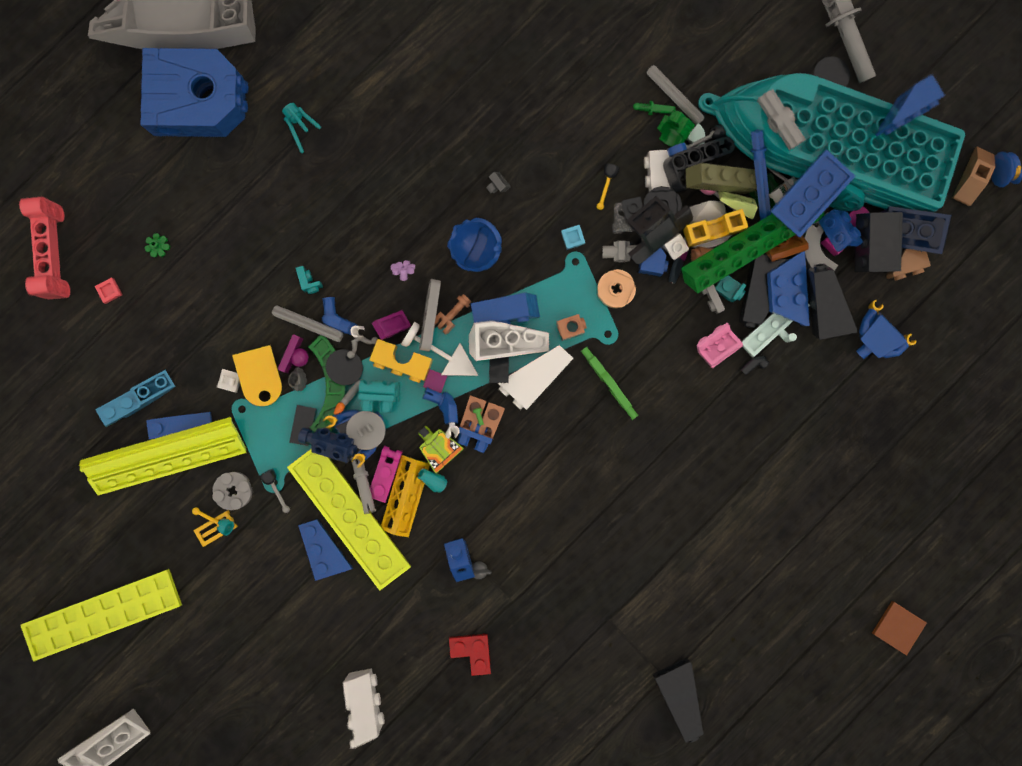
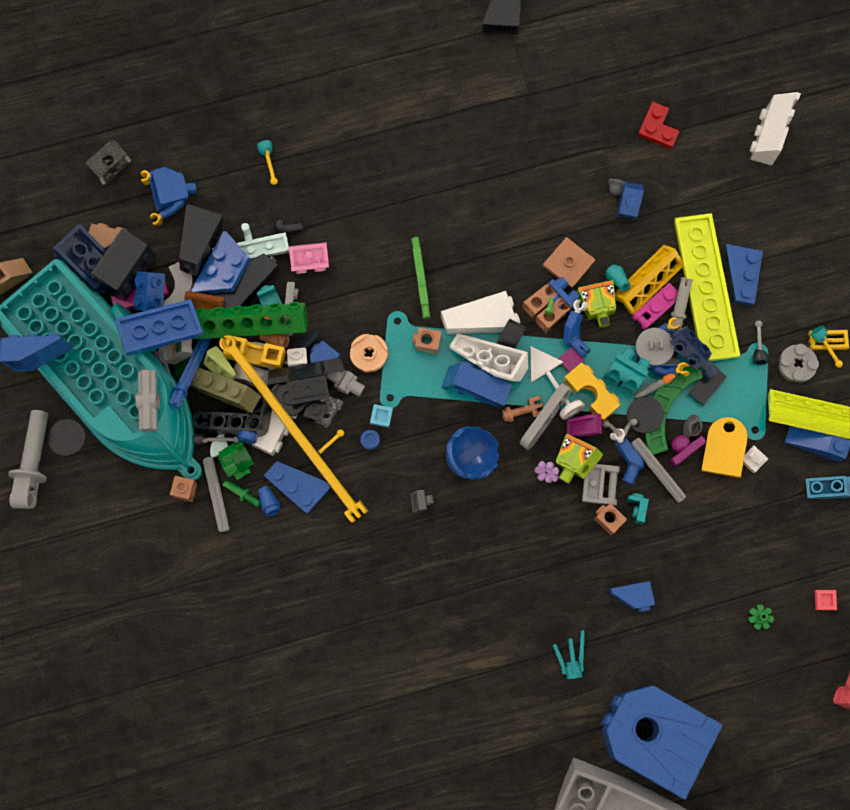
camera: 145 degrees left, 10 degrees down
(273, 202) = (635, 596): none -> blue slope
(319, 257) = (612, 527): none -> nougat brick
(357, 282) = (594, 485): none -> light grey plate
(383, 292) = (576, 458): none -> lime torso
(485, 472) = (569, 262): none -> nougat plate
(551, 145) = (294, 430): none -> yellow hinge
(571, 214) = (370, 439): none -> blue tile
(610, 140) = (298, 486): none -> blue wing
(627, 112) = (268, 501): none -> blue cone
(705, 81) = (183, 489): none -> nougat brick
(818, 427) = (265, 148): none -> hinge
(960, 328) = (98, 161): none -> clear smoke brick

